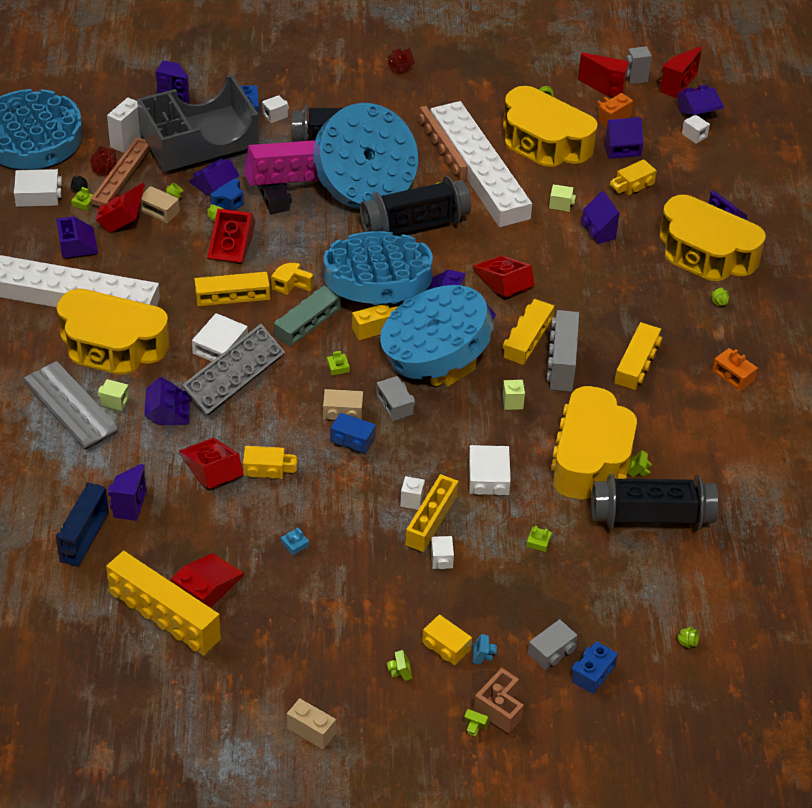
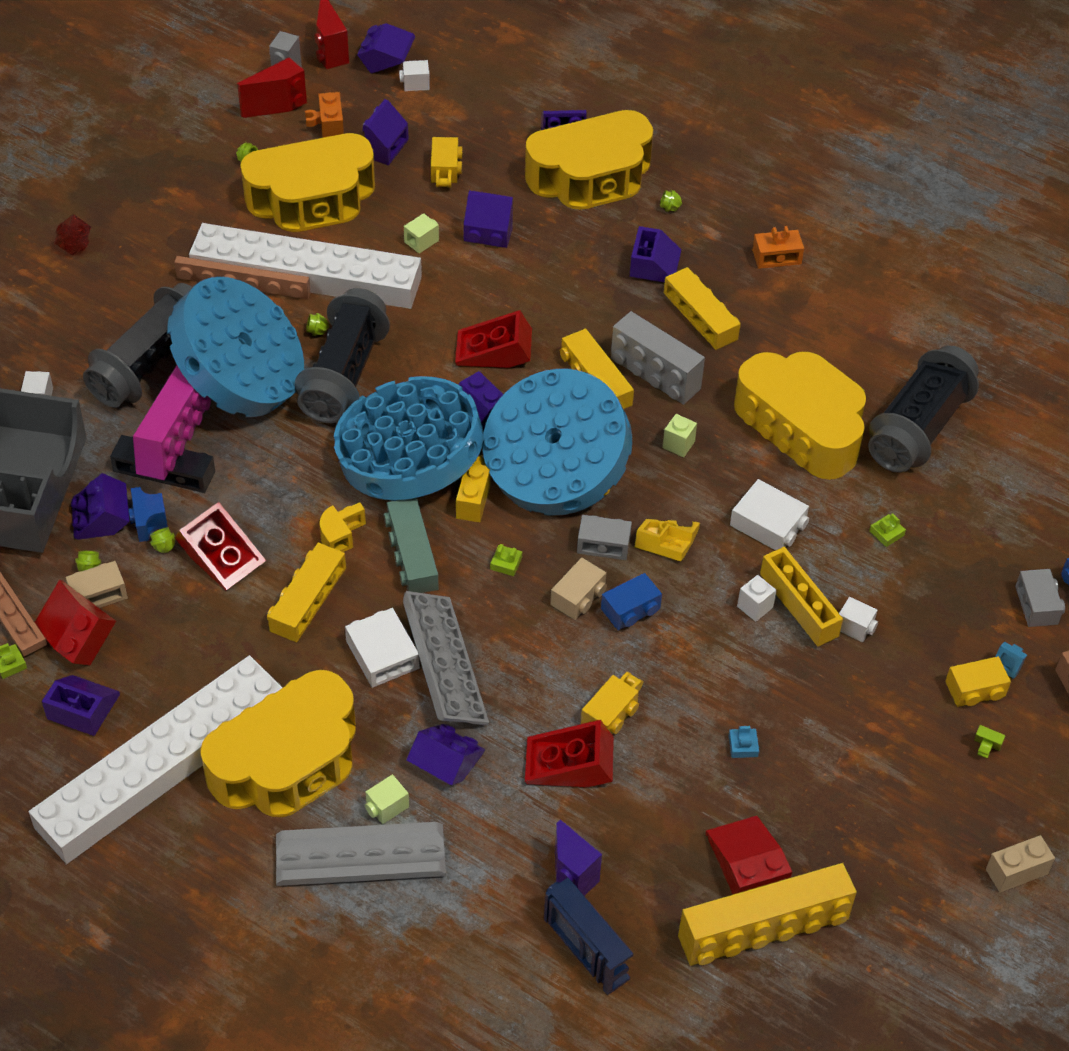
camera: 55 degrees left, 5 degrees up
(425, 430) = (666, 538): none -> yellow slope
(657, 308) = (654, 255): none -> dark purple slope

